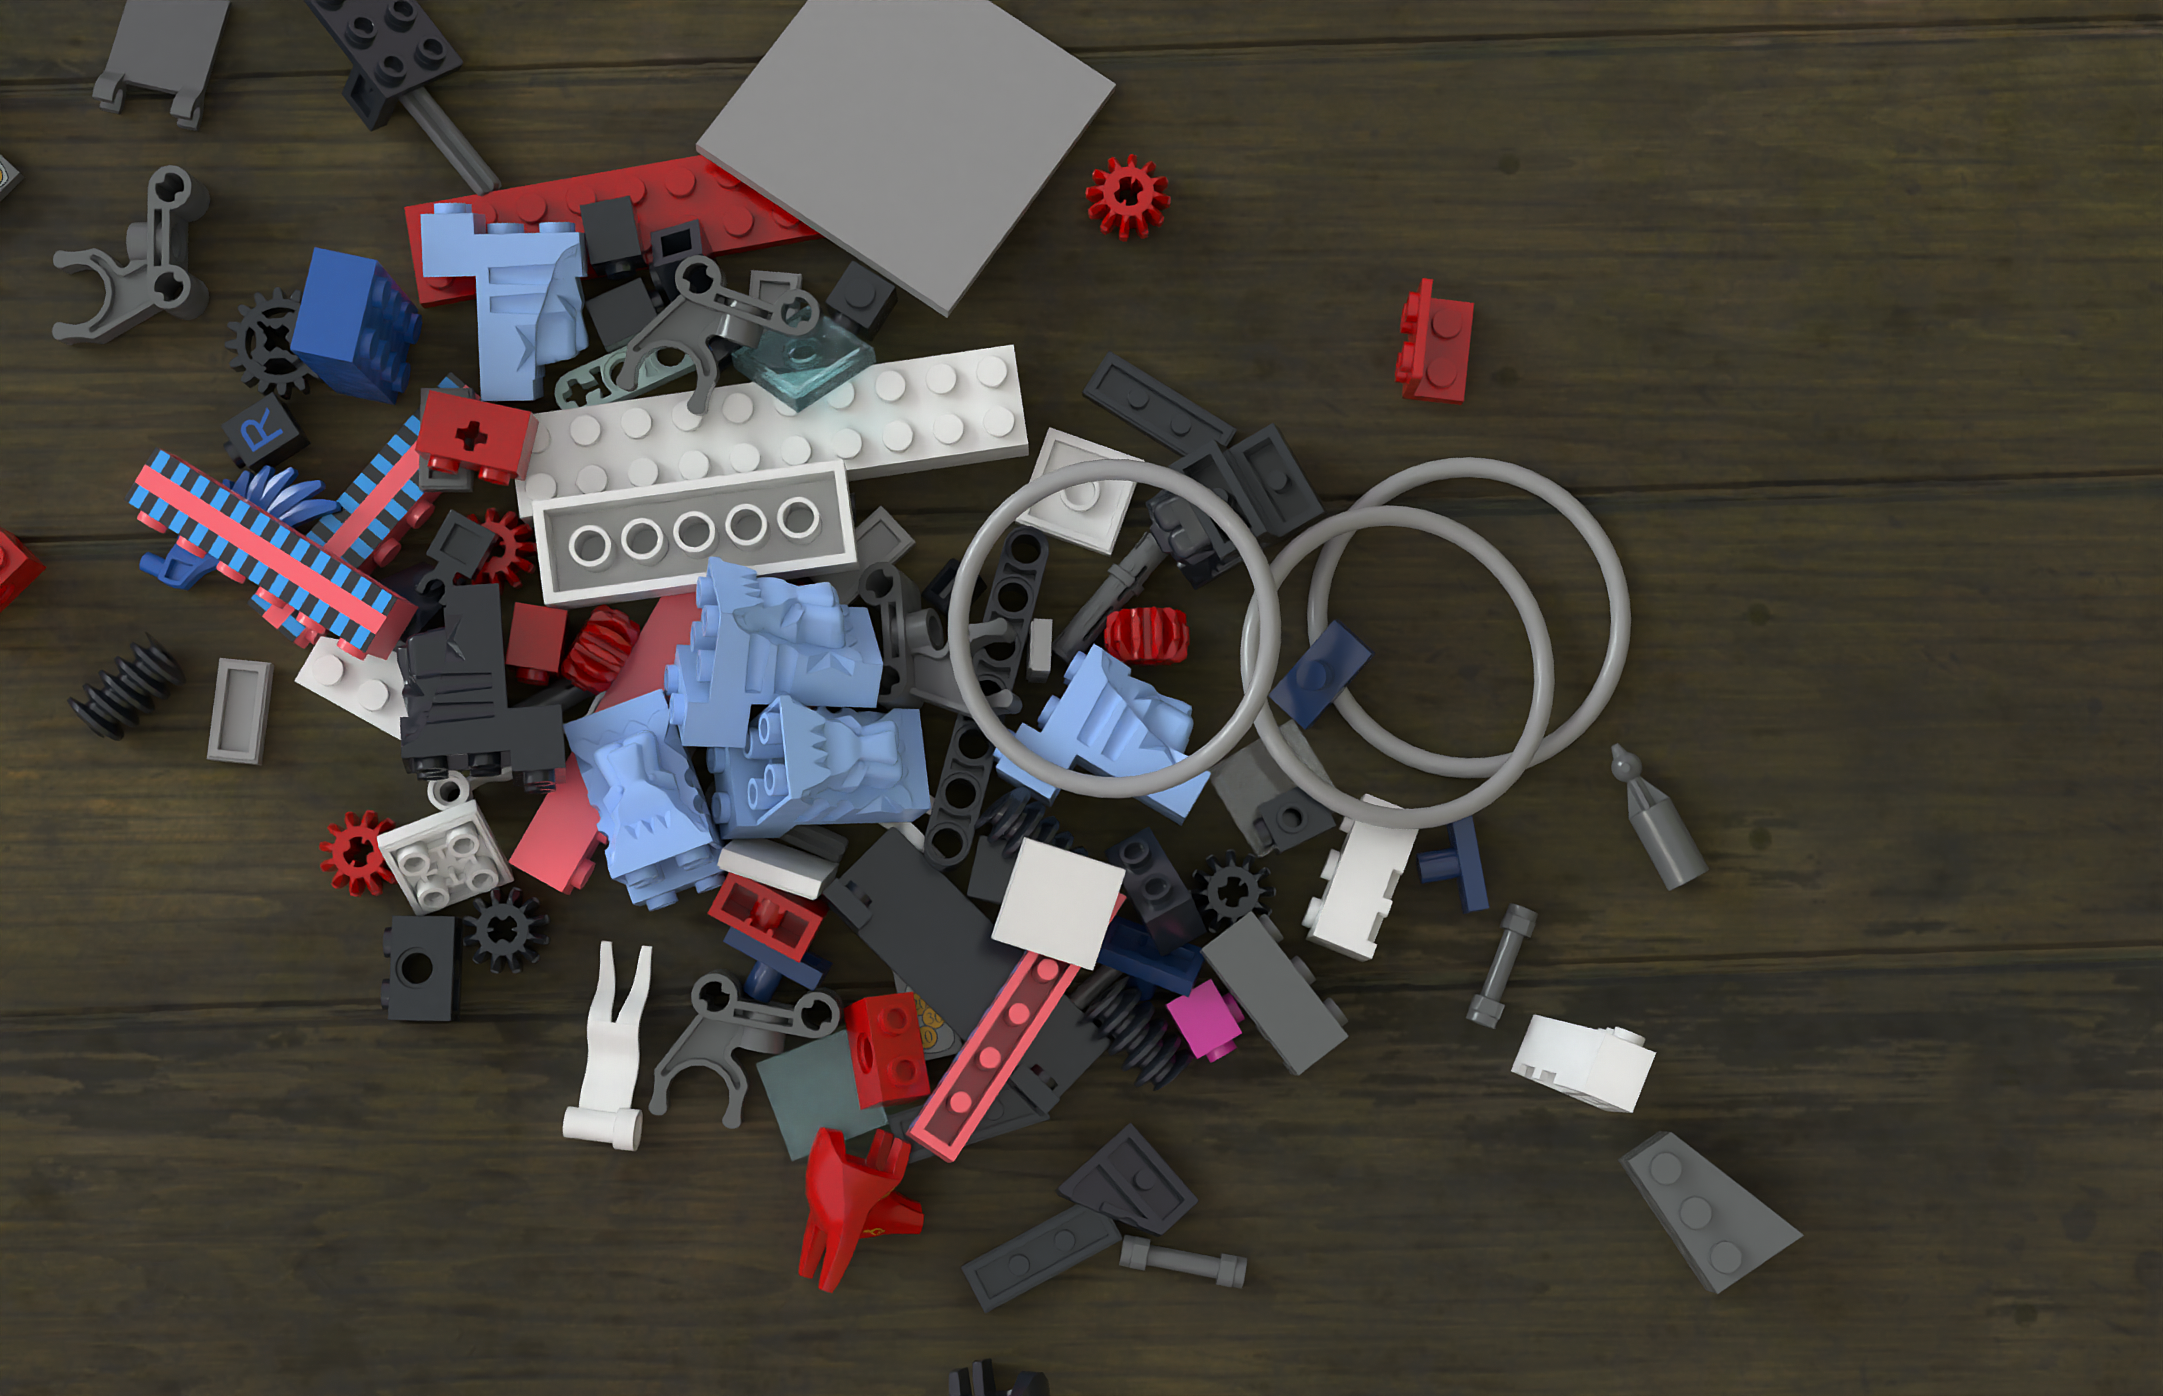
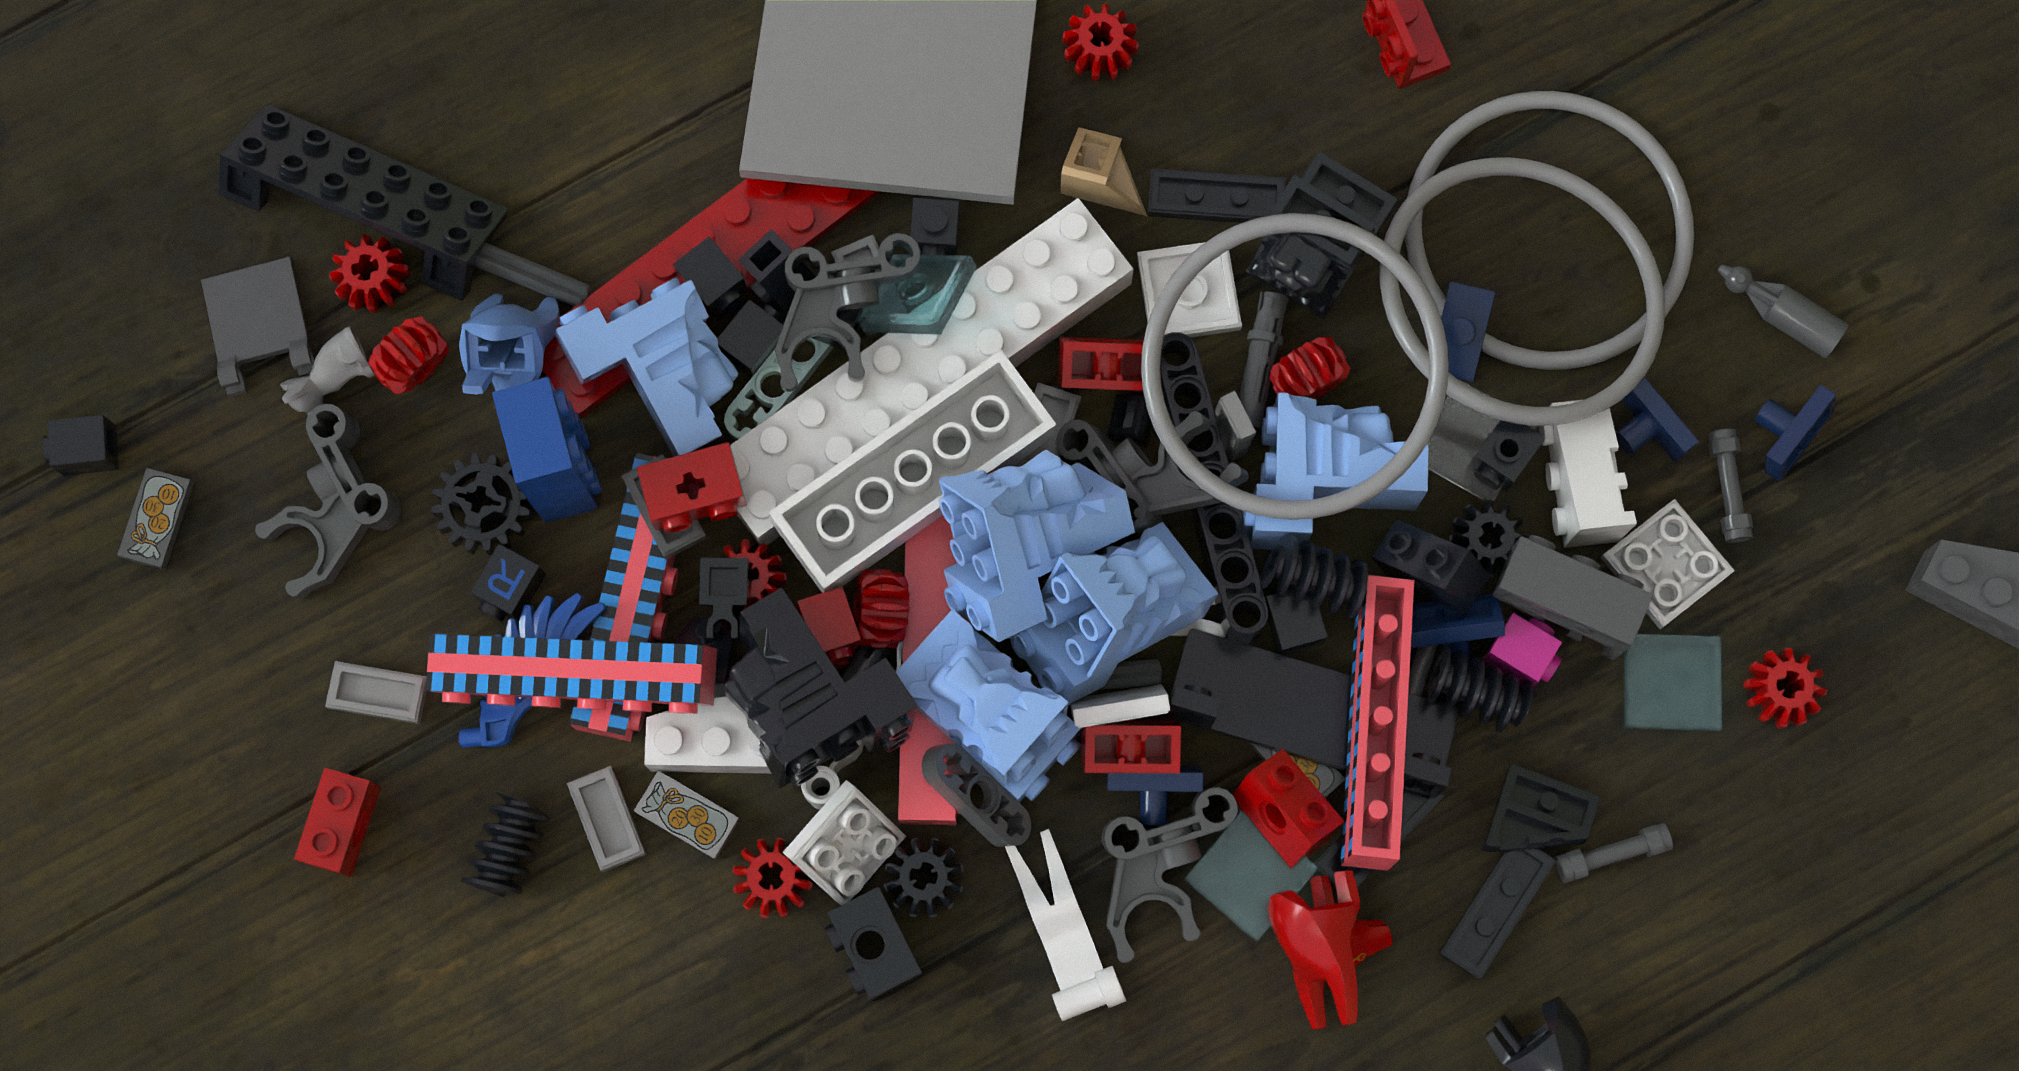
camera: 25 degrees left, 5 degrees down
(86, 473) = (377, 692): none -> light grey tile
(212, 133) = (333, 367): none -> light grey animal
(286, 160) = (408, 355): none -> red gear
(287, 43) = (381, 282): none -> red gear
(317, 748) = (687, 815): none -> tile
(380, 199) = (505, 343): none -> medium blue piece
(577, 866) = (957, 794): none -> dark grey beam
(945, 518) = (1100, 363): none -> red brick
(1057, 326) = (1099, 172): none -> tan slope
(1058, 903) = (1367, 609): white tile -> none
(1335, 1127) = (1673, 683): none -> clear light blue tile
(1396, 1009) = (1671, 562): none -> white tile
(1439, 1211) = (1798, 676): none -> red gear
(1585, 1063) = (1847, 520): white wedge -> none
(1594, 945) = (1794, 430): none -> dark blue tile

